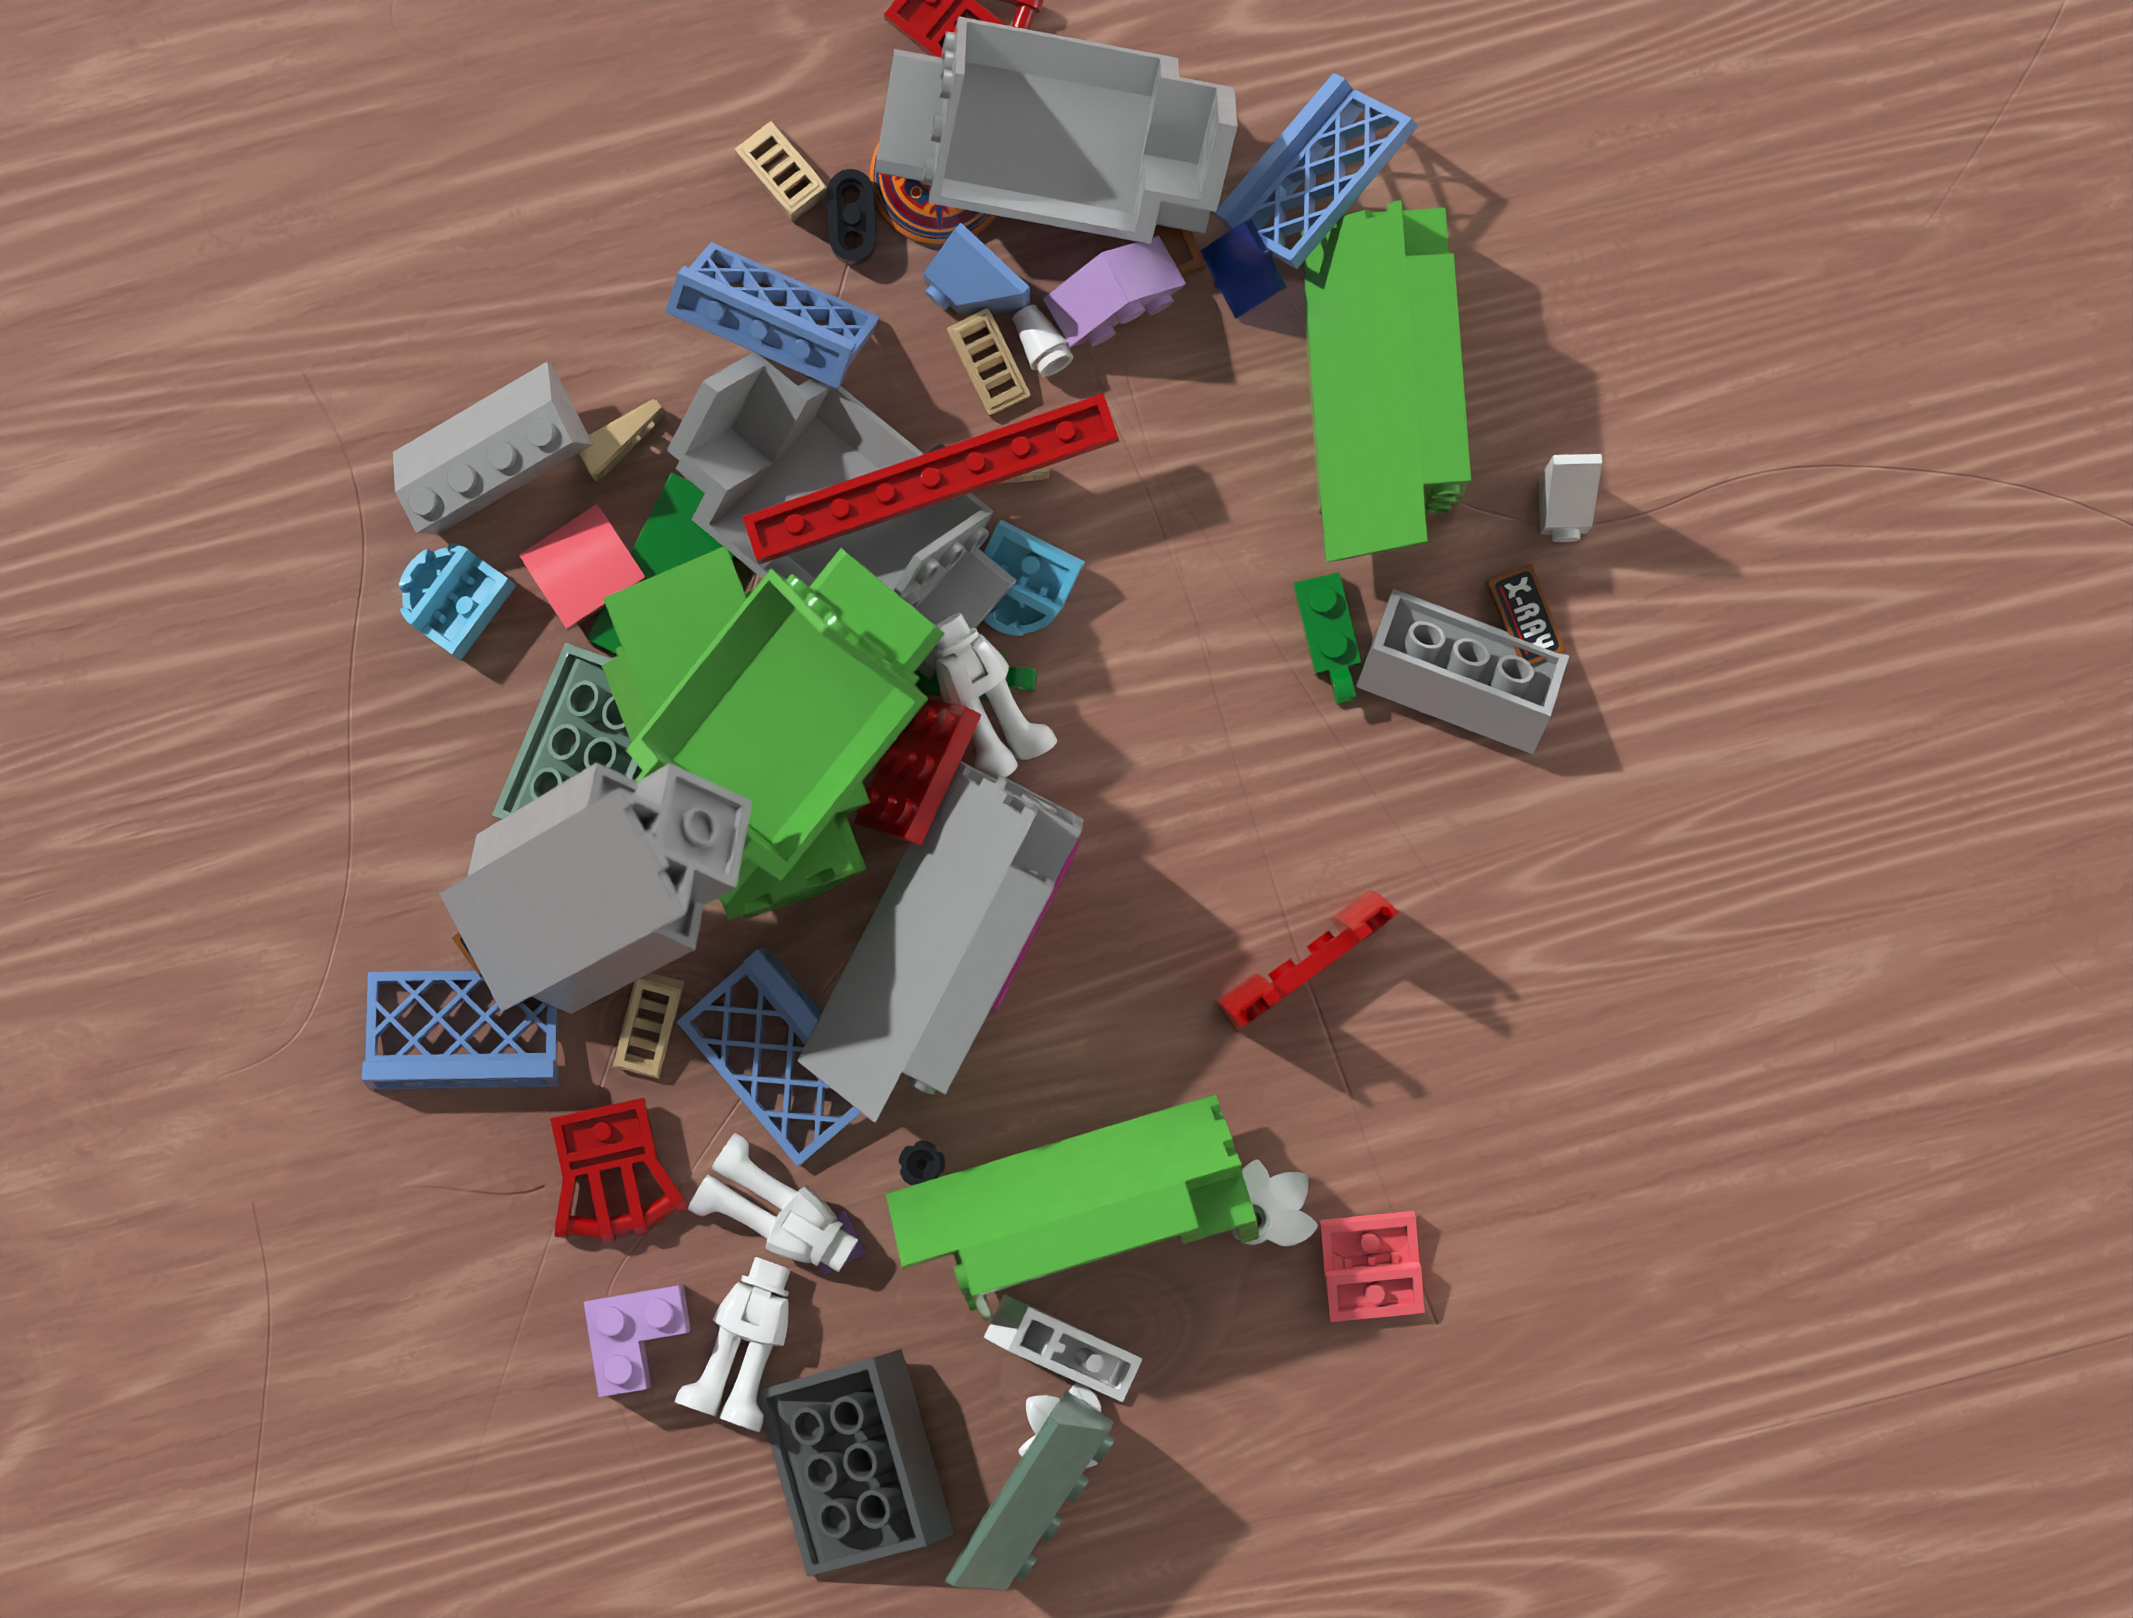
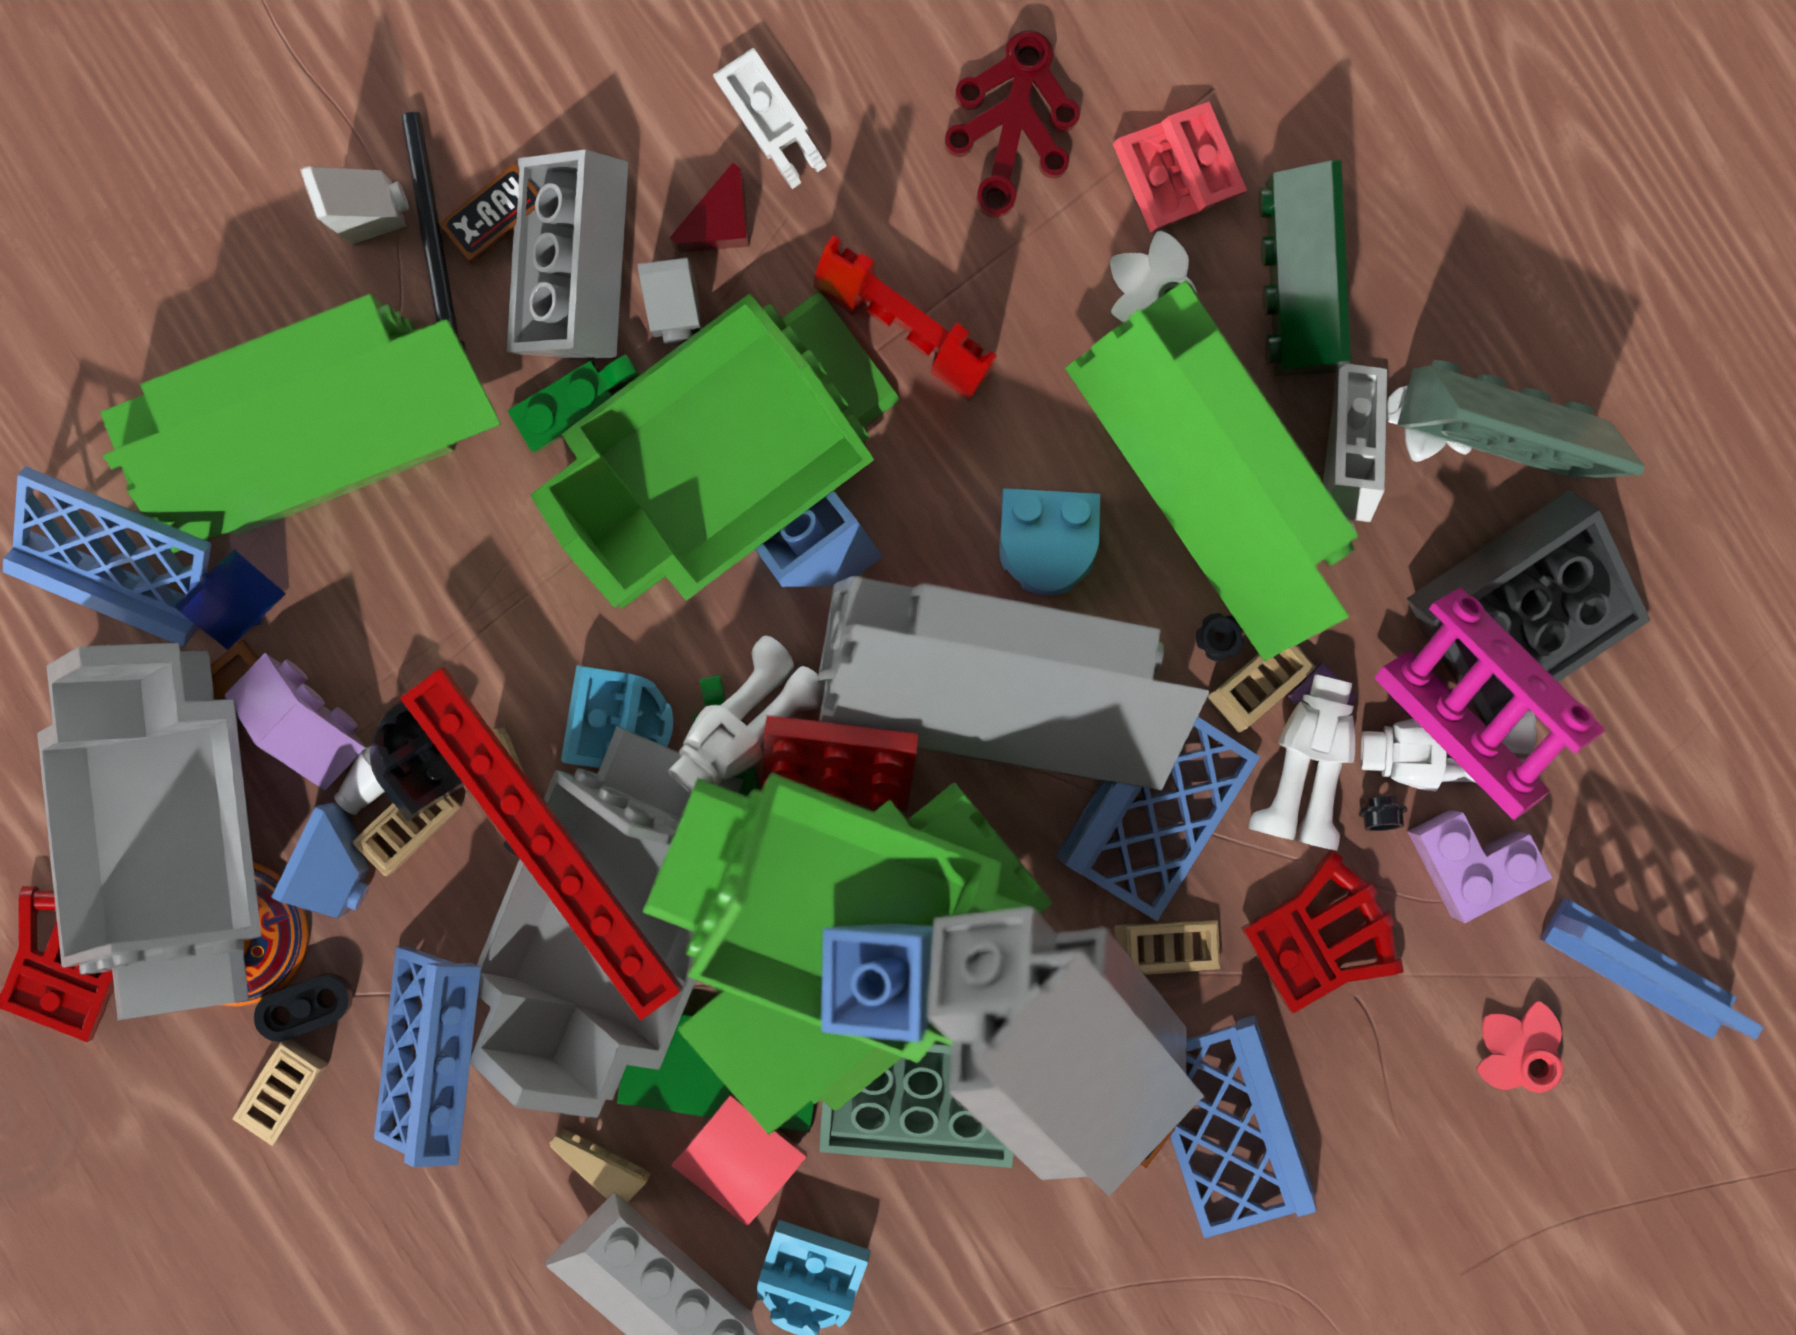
camera: 110 degrees left, 5 degrees up
(450, 1321) = (1519, 1043): none -> coral plate
(482, 1462) = (1644, 971): none -> medium blue fence
(707, 1263) = (1383, 814): none -> black plate
(713, 732) = (876, 980): none -> medium blue slope
(769, 1351) = (1460, 731): none -> dark pink fence
(849, 1153) = (1231, 709): none -> tan slope
(1041, 382) = (410, 764): none -> black slope
(1063, 1033) = (1048, 538): none -> medium azure slope
(1133, 813) = (819, 547): none -> medium blue slope
(1237, 1348) = (1306, 270): none -> dark green slope
(1243, 751) = (715, 449): none -> bright green panel
(1391, 753) = (671, 299): none -> light grey slope
(1455, 821) = (718, 218): none -> dark red slope
(1467, 1127) = (1015, 115): none -> dark red plant
(1529, 555) = (428, 219): none -> black bar
(1540, 897) = (767, 113): none -> white hinge

